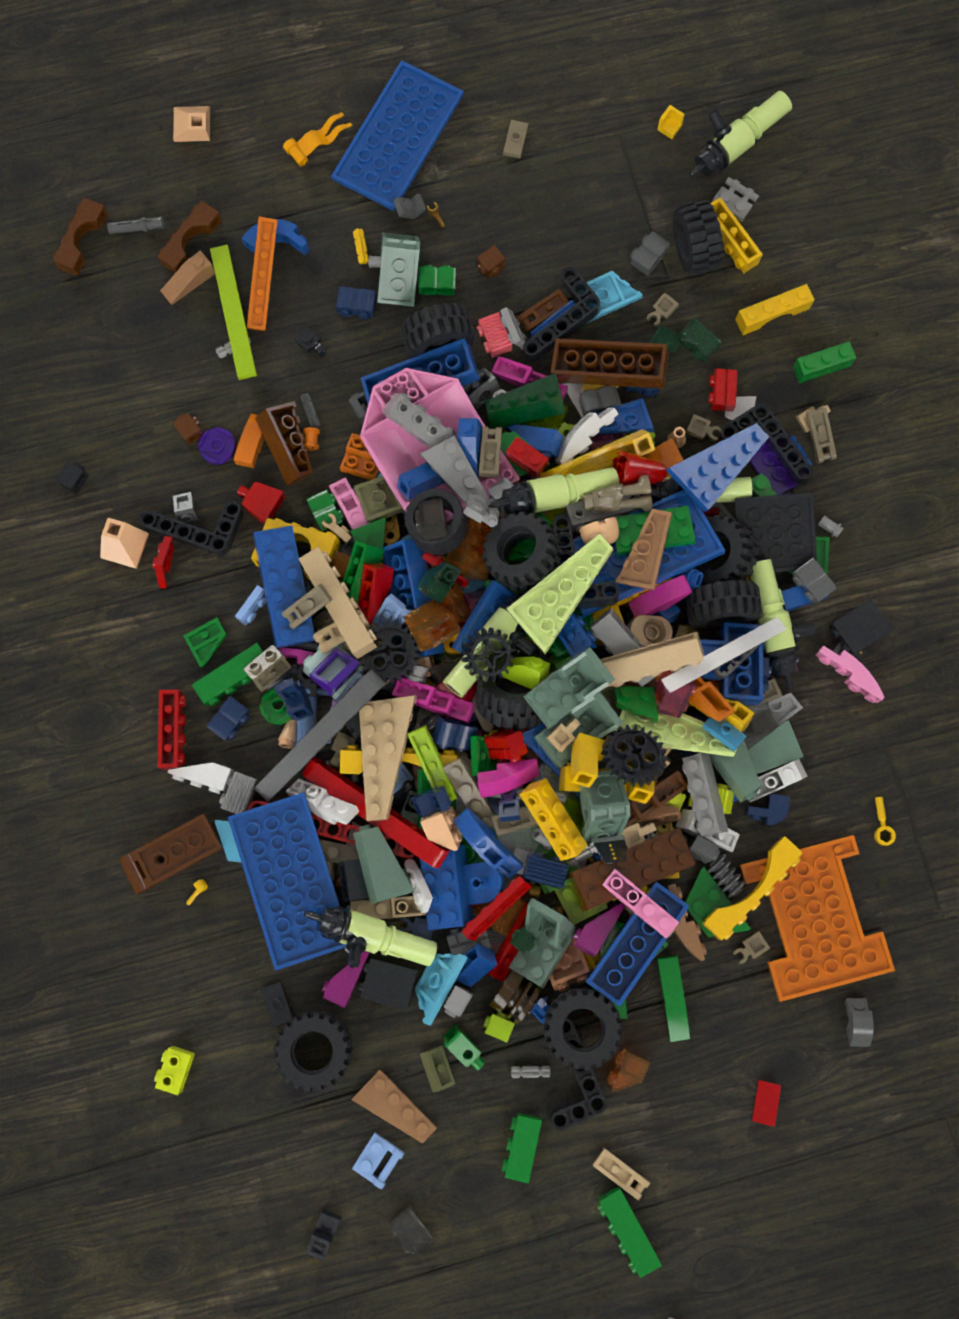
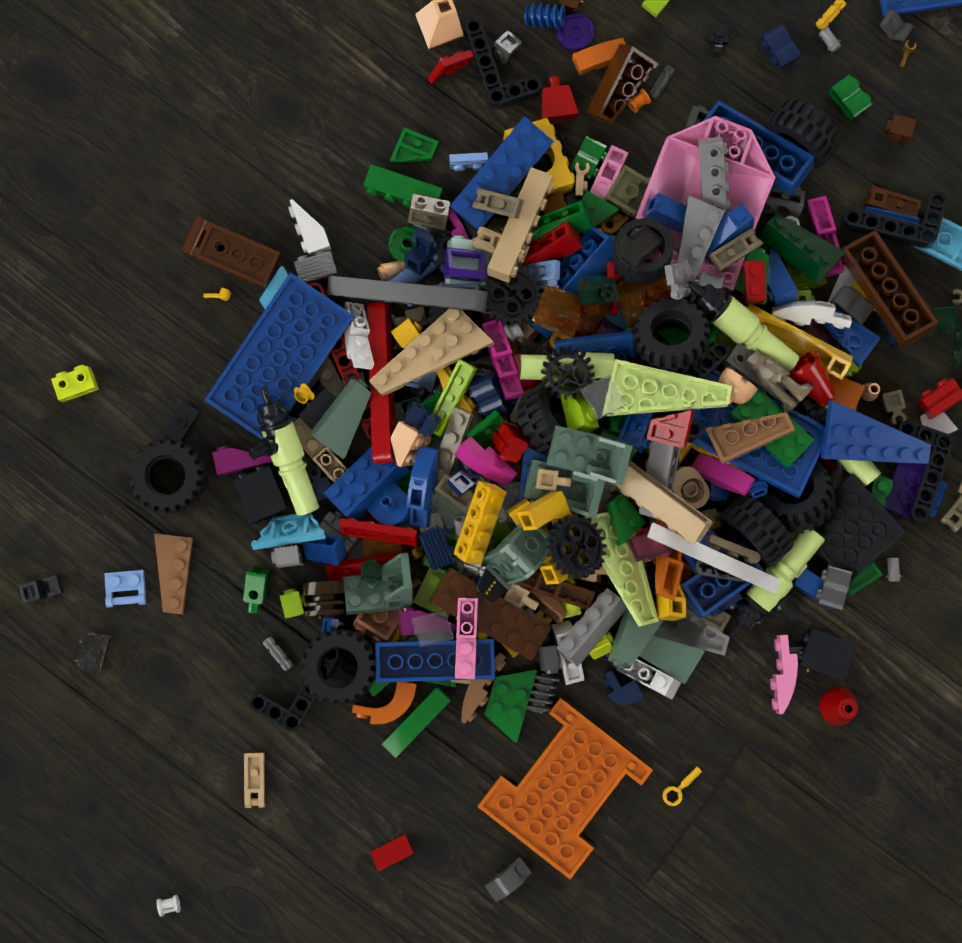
camera: 50 degrees right, 5 degrees up
(171, 729) = (323, 176): red brick -> none
(186, 458) = (543, 17): none -> blue piece
(229, 719) = (367, 214): dark blue brick -> none
(335, 883) = (303, 394): none -> yellow plate
(358, 460) = (648, 151): orange slope -> none
(398, 269) = (835, 58): sand green bracket -> none
(421, 892) = (348, 464): white hinge -> none
(437, 1069) = (226, 581): olive slope -> none
(494, 335) = (841, 178): coral brick -> none
(515, 335) = (860, 186): light grey plate -> none
(521, 1147) = (216, 689): green brick -> none
(531, 641) = (603, 397): none -> clear piece
(597, 607) = (671, 429): none -> wing
(609, 925) = (432, 628): none -> clear piece
(628, 1071) = (334, 728): clear orange slope -> none
(630, 1233) = (216, 817): green brick -> none
(649, 1012) = (400, 703): none -> orange arch
(724, 733) = (651, 606): dark azure plate -> none
(727, 635) = (732, 549): none -> dark tan plate
(753, 946) = (504, 755): dark tan plate -> none
(779, 859) = (589, 724): yellow arch -> none
(908, 649) = (838, 706): none -> red cone

